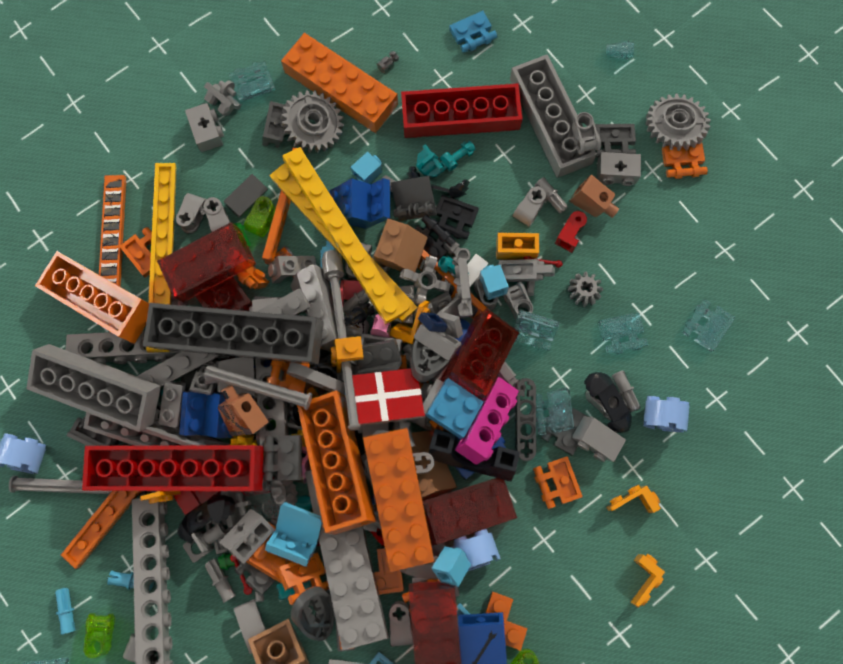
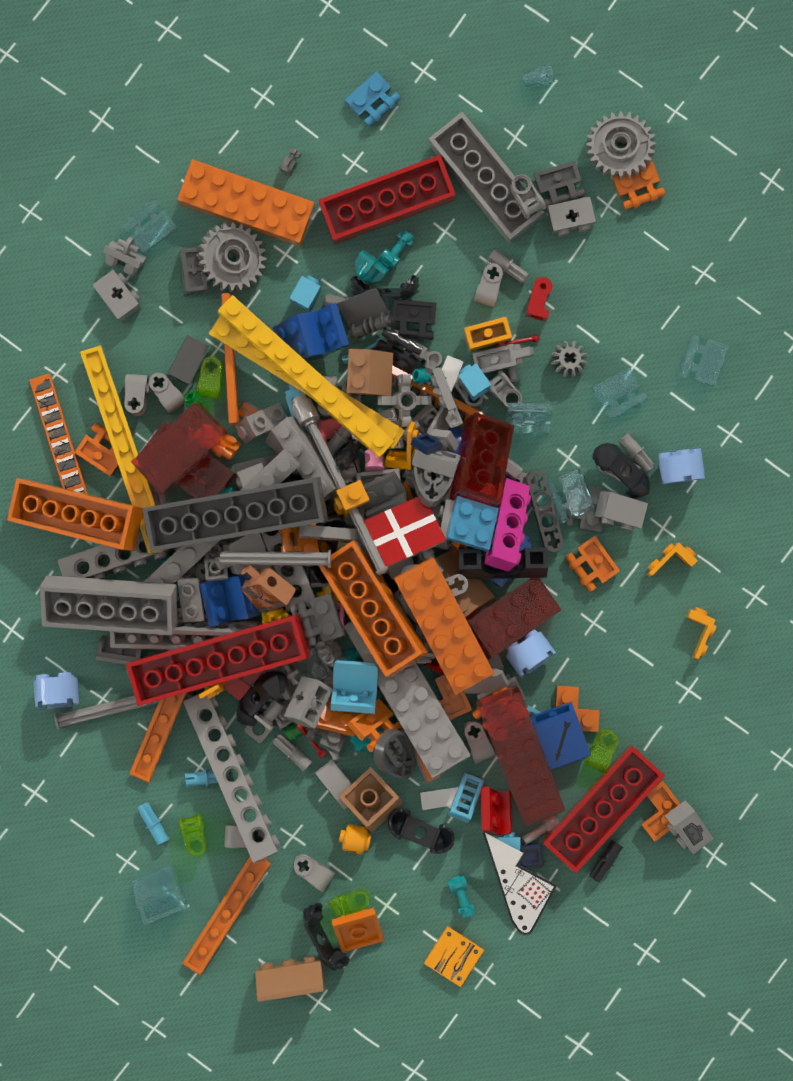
camera: 15 degrees left, 10 degrees up
(451, 566) = (511, 673): medium azure brick -> none
(594, 198) = (546, 255): nougat torso -> none

